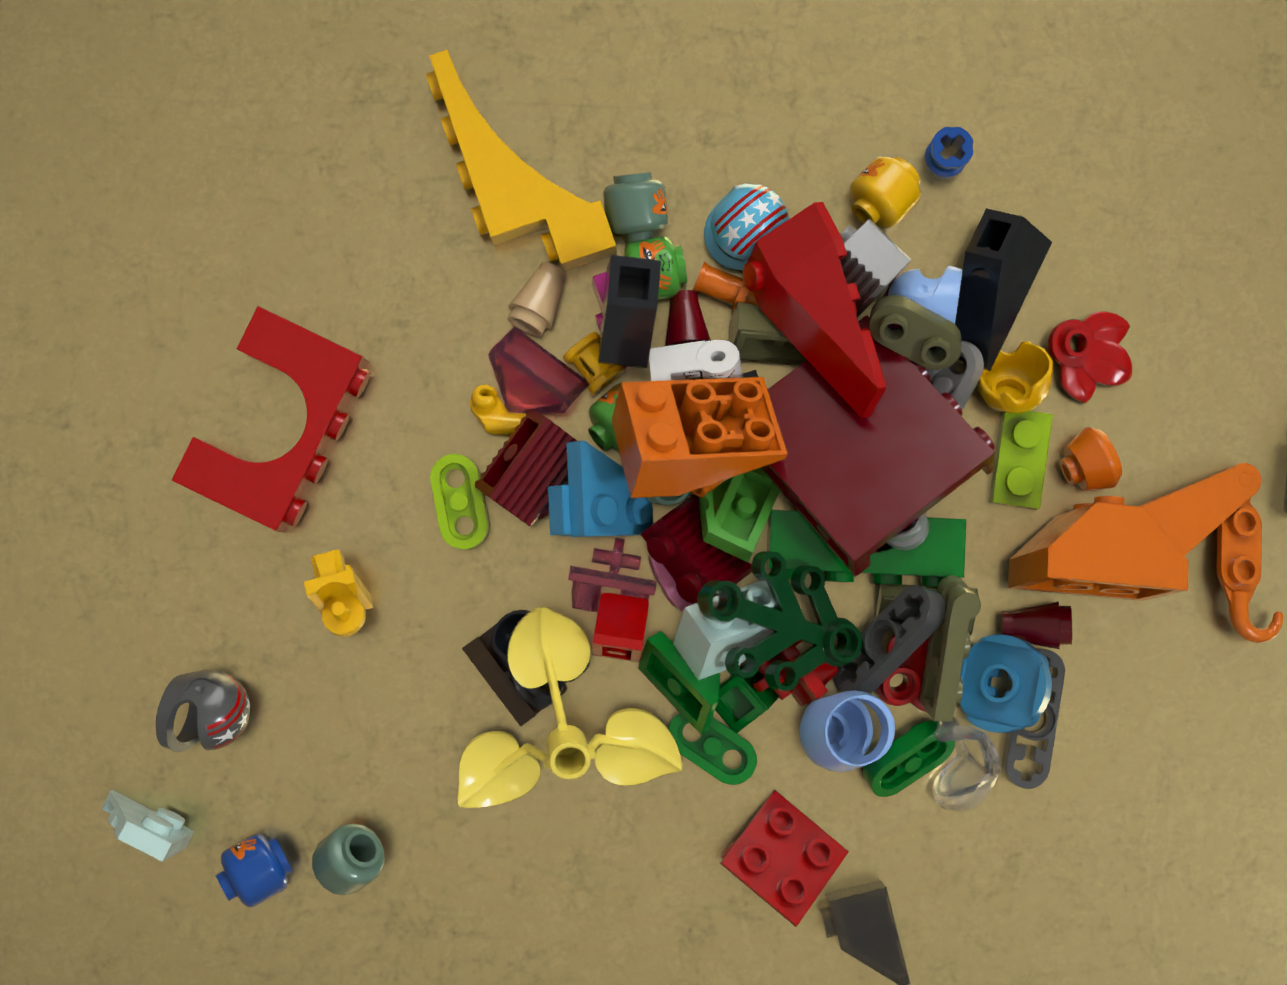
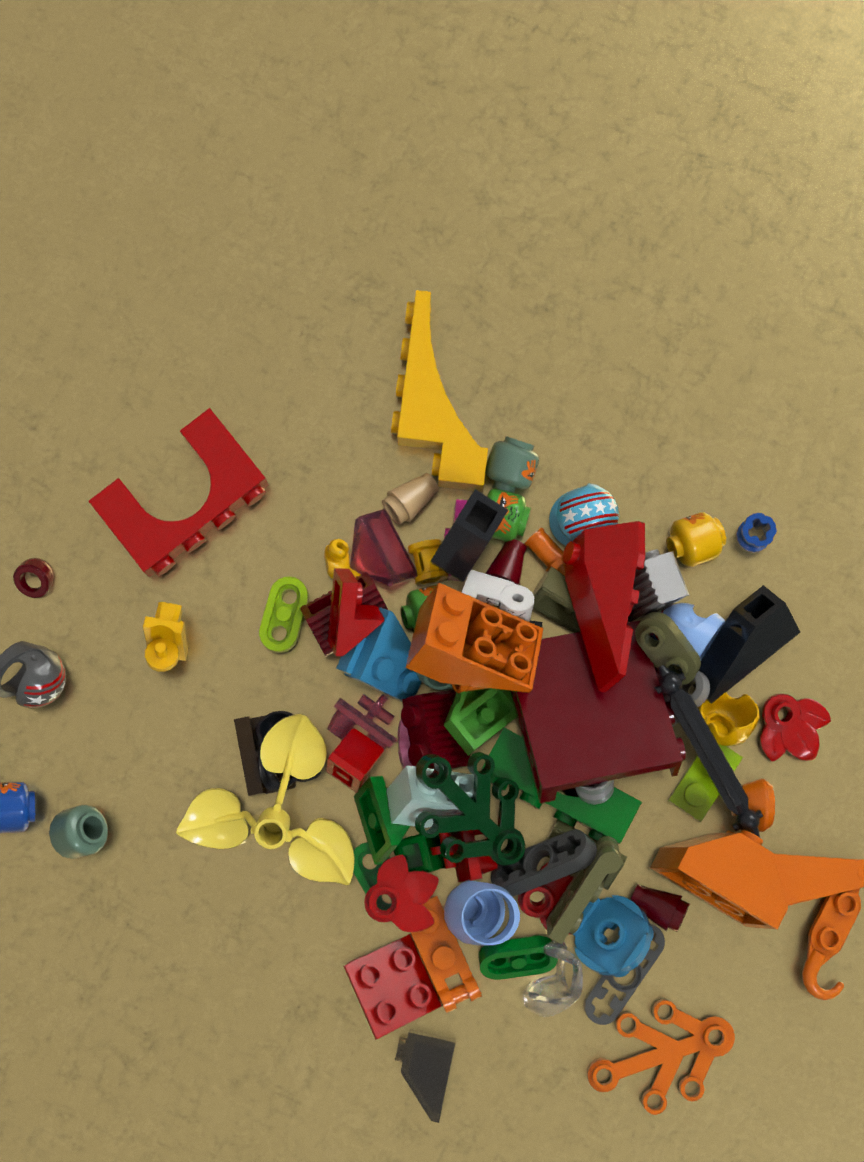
camera: 30 degrees right, 5 degrees down
(156, 583) = (39, 568): none -> dark red piece
(537, 471) = (348, 618): none -> red slope
(752, 748) = (407, 895): none -> red plate
(819, 794) = (444, 959): none -> orange plate
(1015, 426) = (708, 751): none -> black wheel
(1124, 783) = (668, 1053): none -> orange plant

